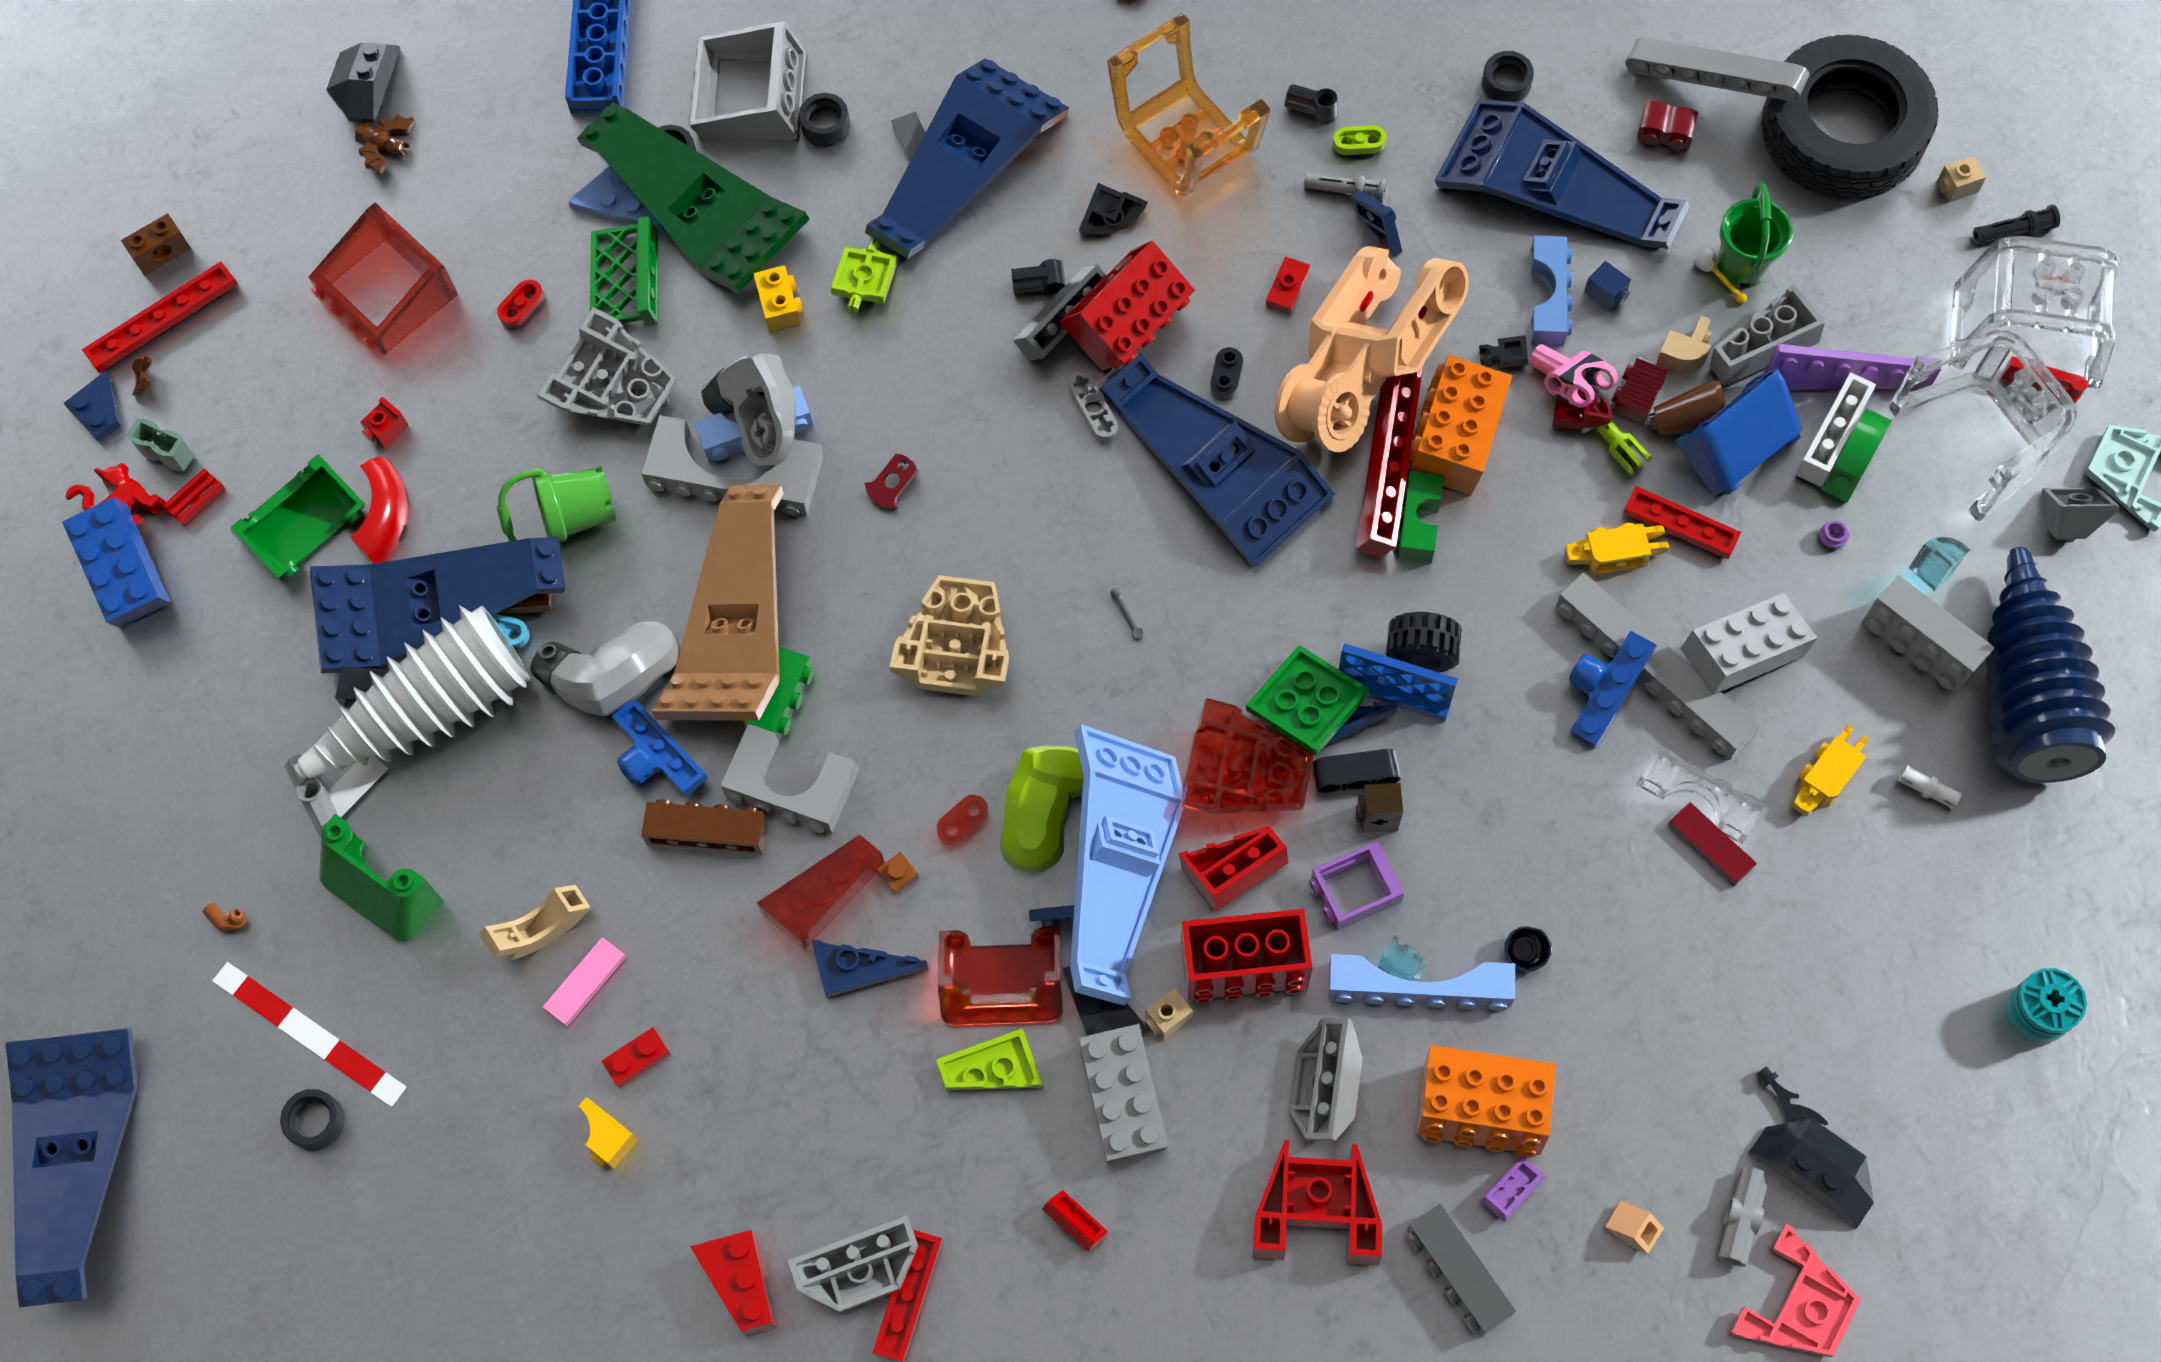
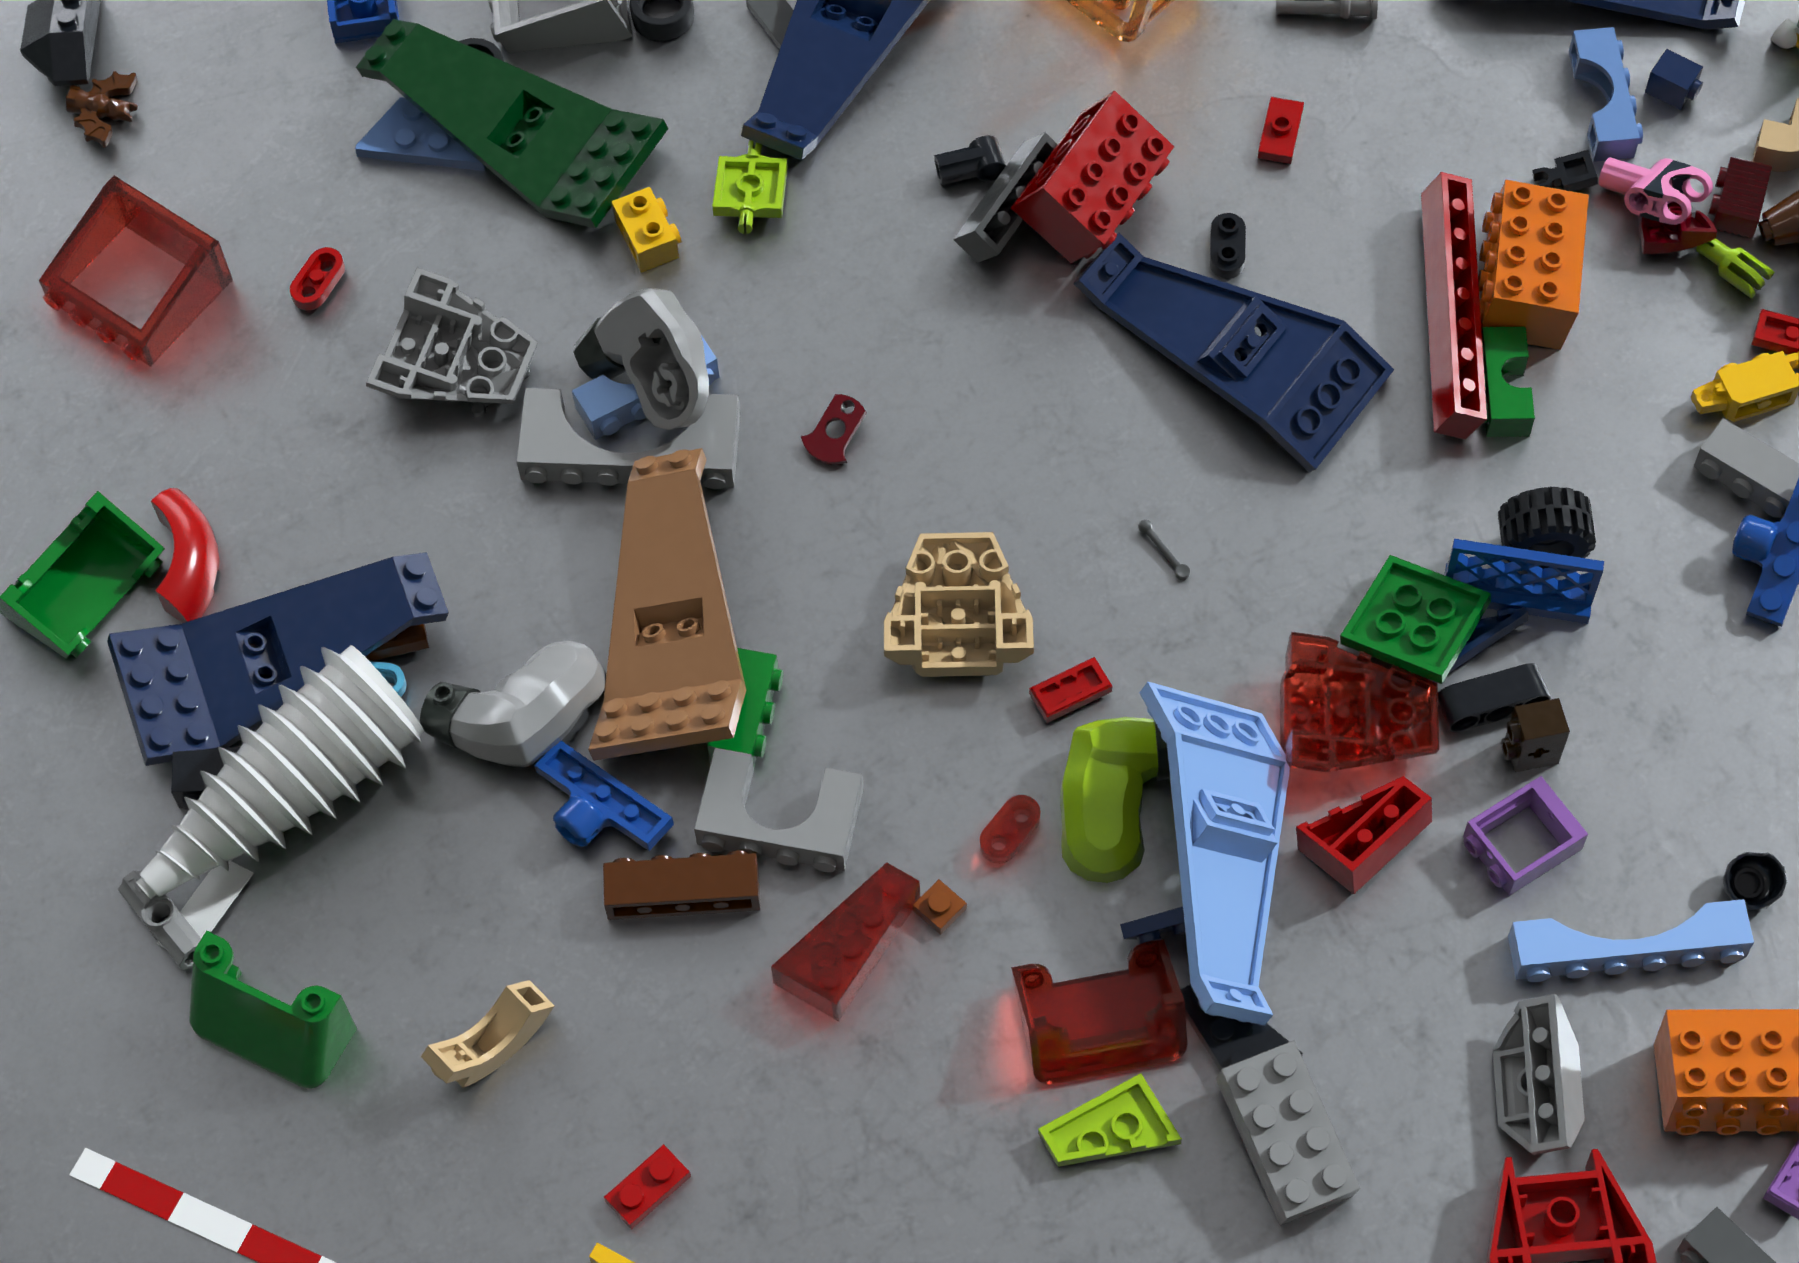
camera: 10 degrees left, 5 degrees down
(226, 921) = (73, 1097): dark orange arm -> none
(383, 423) = (168, 447): red brick -> none
(566, 501) = (424, 508): bright green piece -> none
(584, 981) = (562, 1102): bright pink tile -> none
(645, 268) = (468, 212): green fence -> none
(850, 968) = (906, 1033): dark blue wing -> none
(1031, 716) = (1070, 689): none -> red plate
(1093, 395) = (1070, 321): light grey beam -> none
(1110, 211) = (1043, 71): black brick -> none
(1168, 1014) = (1322, 1028): tan brick -> none
(1246, 955) = (1409, 937): red brick -> none
(1352, 359) = (1389, 204): light nougat arm -> none
(1378, 219) = (1378, 38): dark blue wing -> none
(1402, 961) = (1602, 917): clear light blue brick -> none

